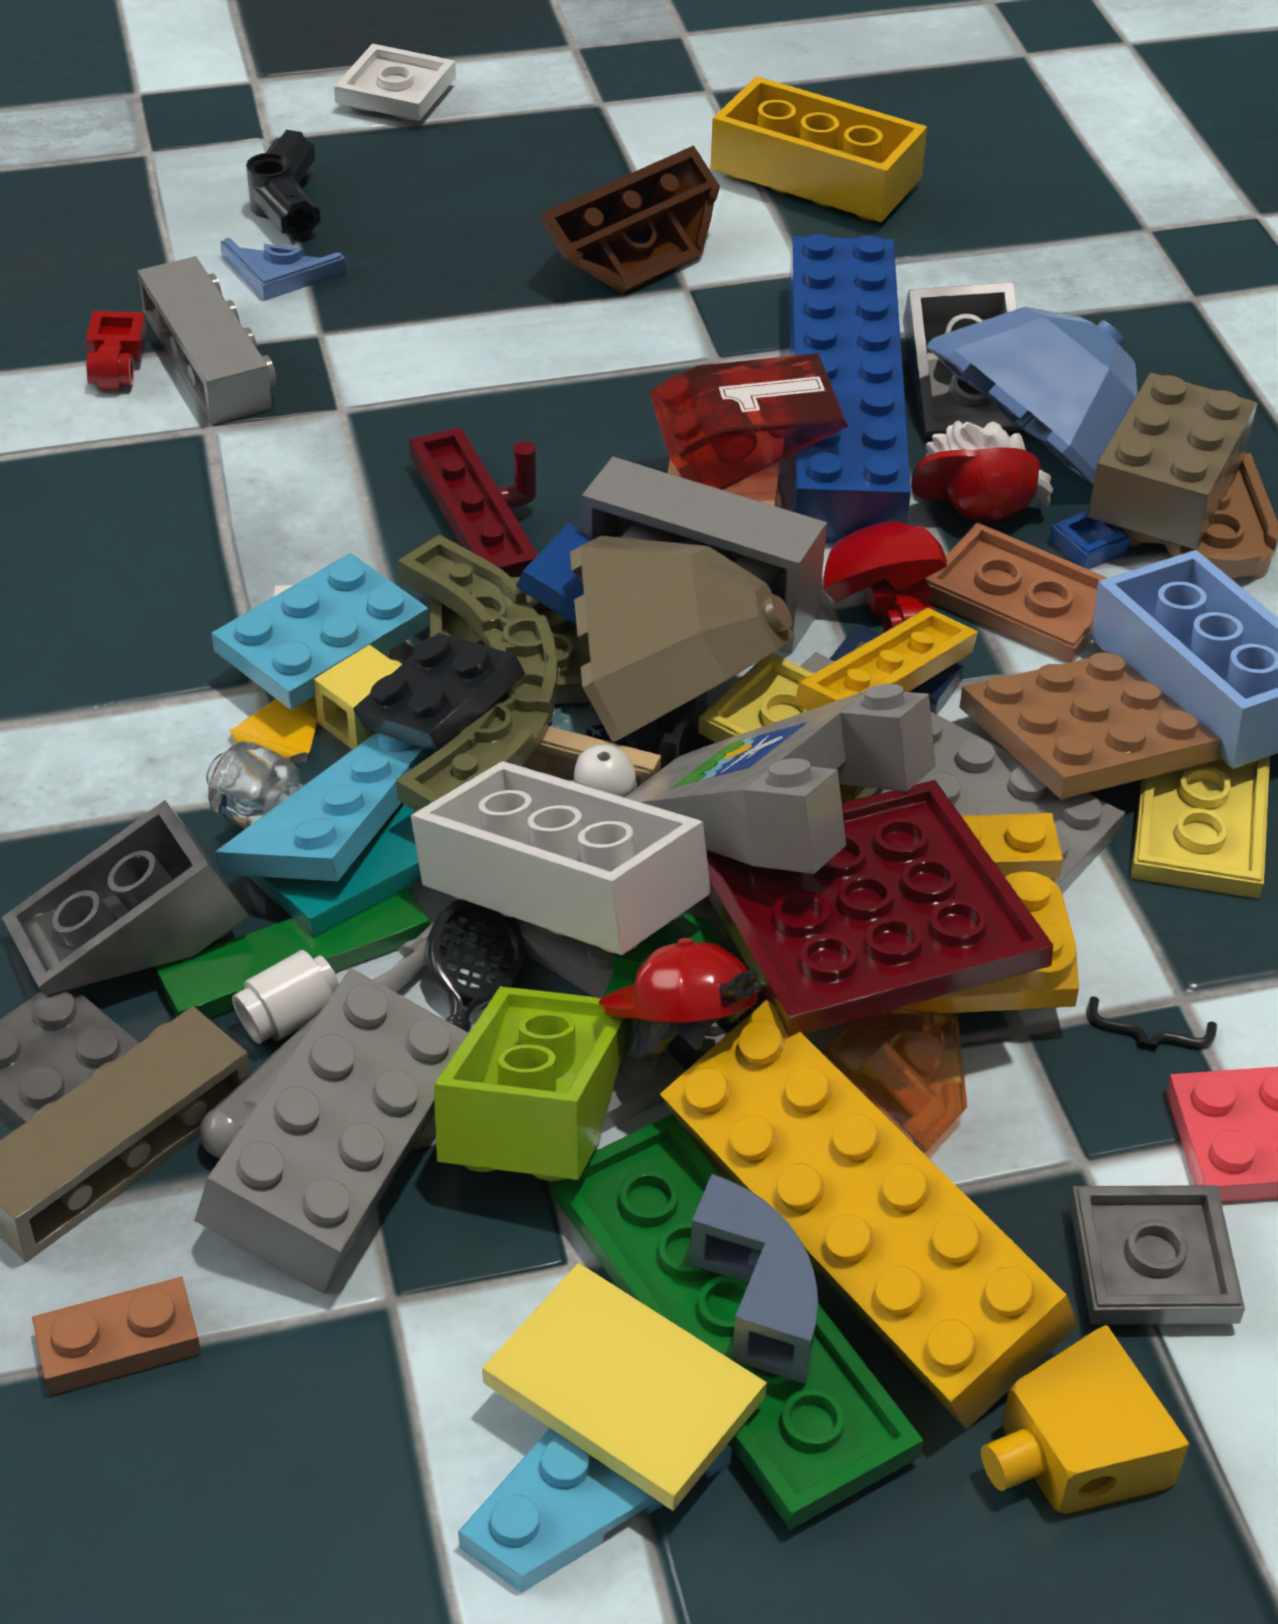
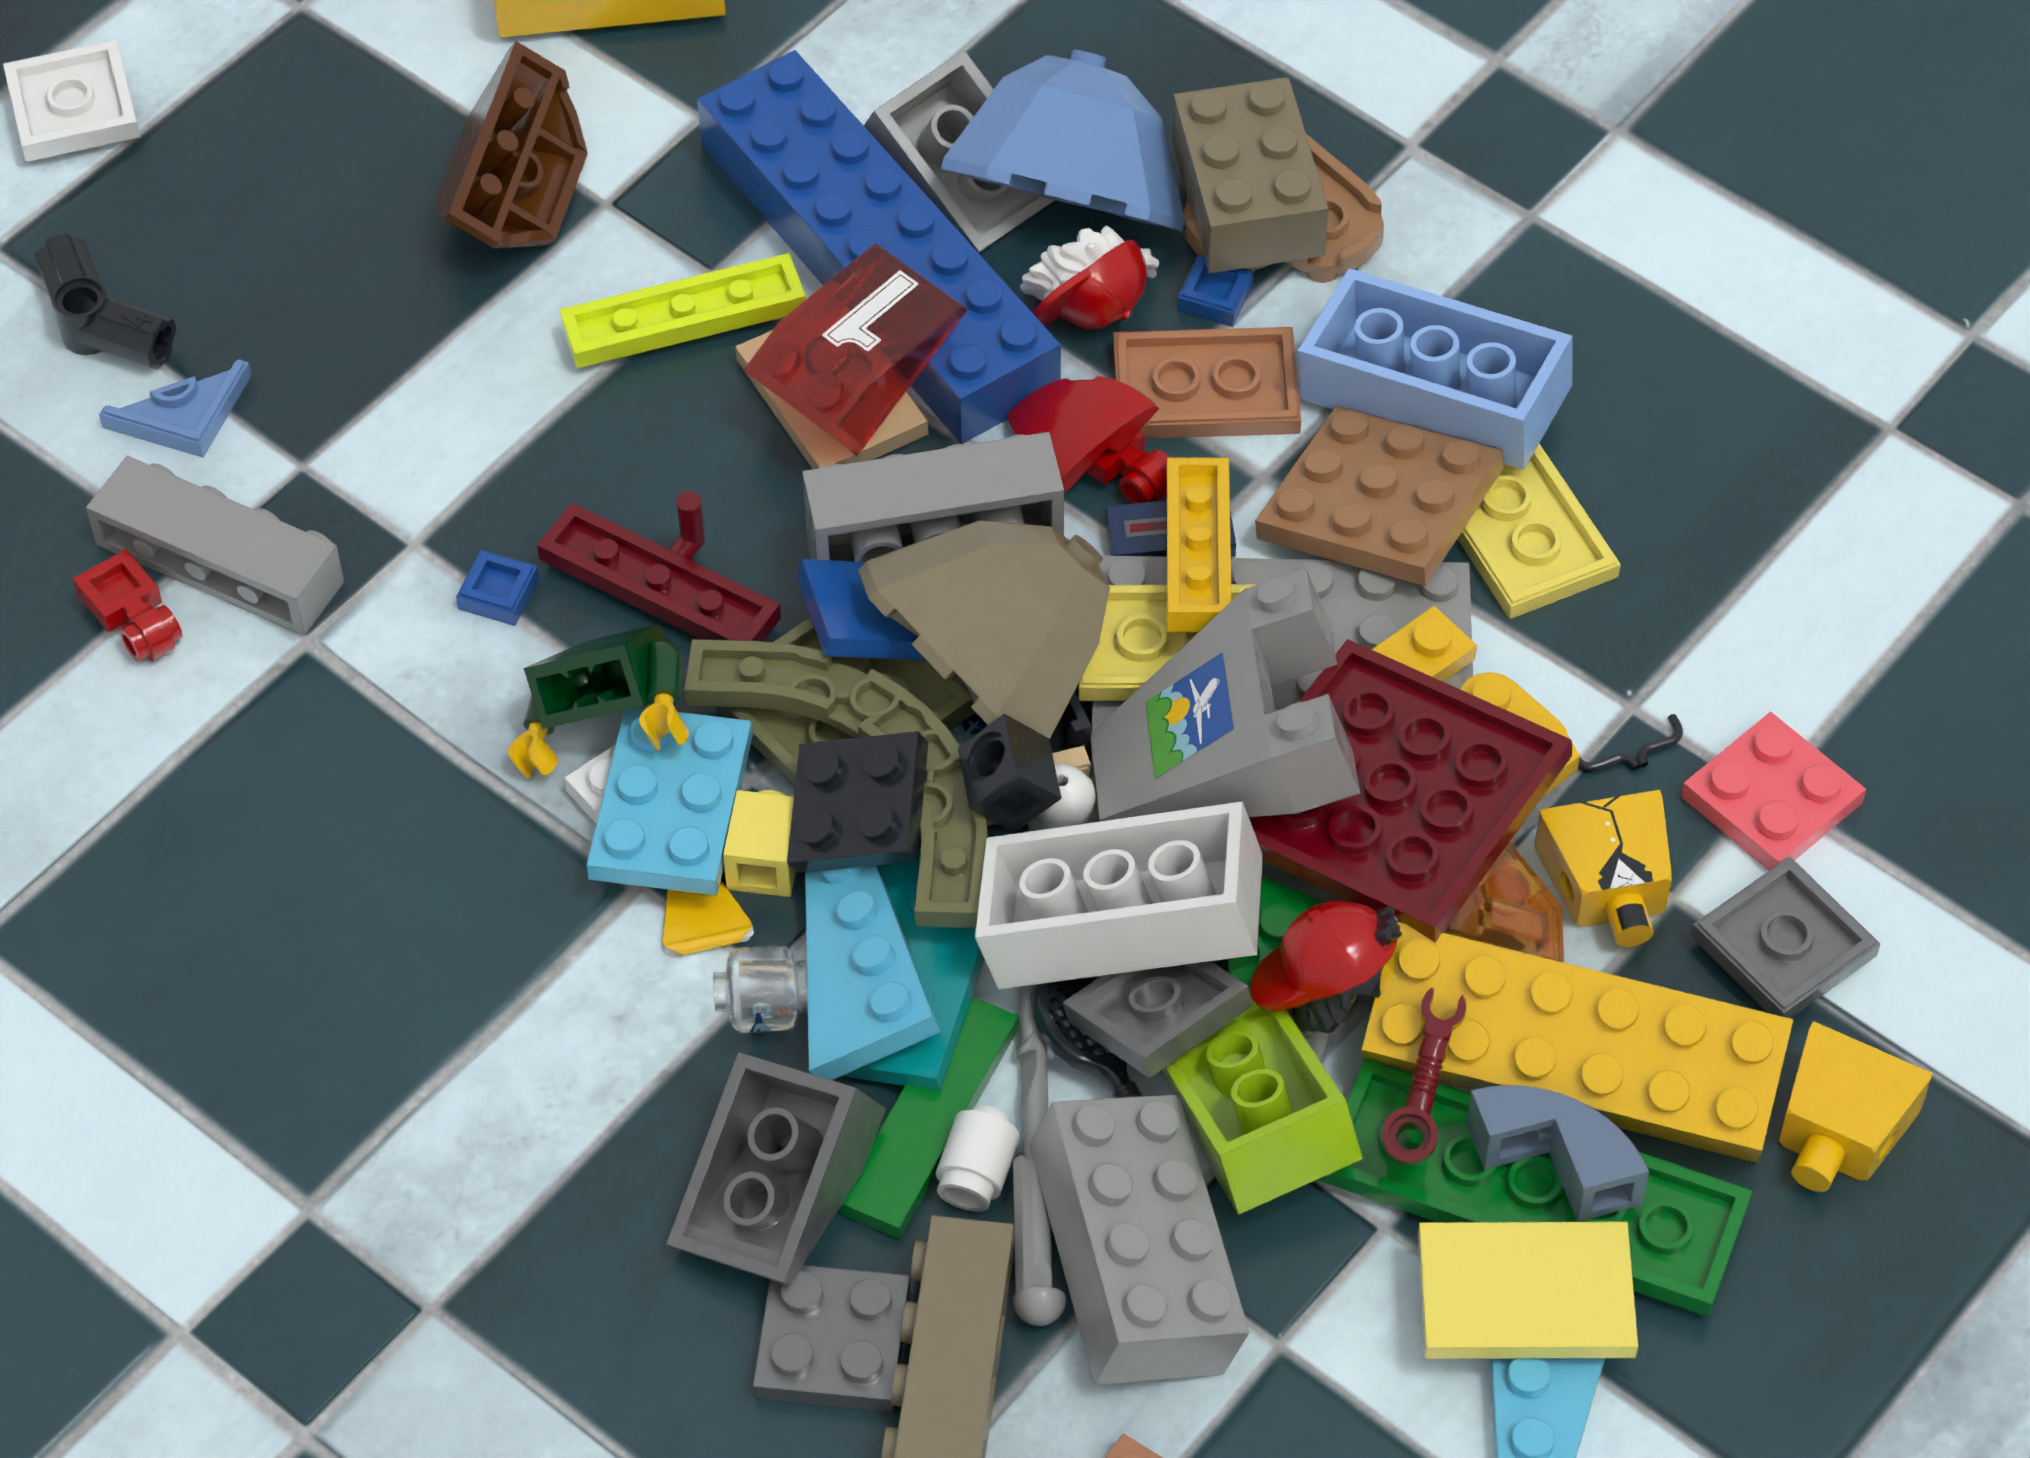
camera: 35 degrees left, 10 degrees up
(349, 527) = (601, 680): none -> dark green torso
(364, 458) = (497, 587): none -> blue tile
(519, 962) = (1157, 1012): none -> flat silver plate
(563, 725) = (1009, 773): none -> black brick
(628, 1168) = (1420, 1098): none -> dark red brick
(636, 354) = (682, 310): none -> neon yellow plate
(1044, 1095) = (1609, 862): none -> yellow torso

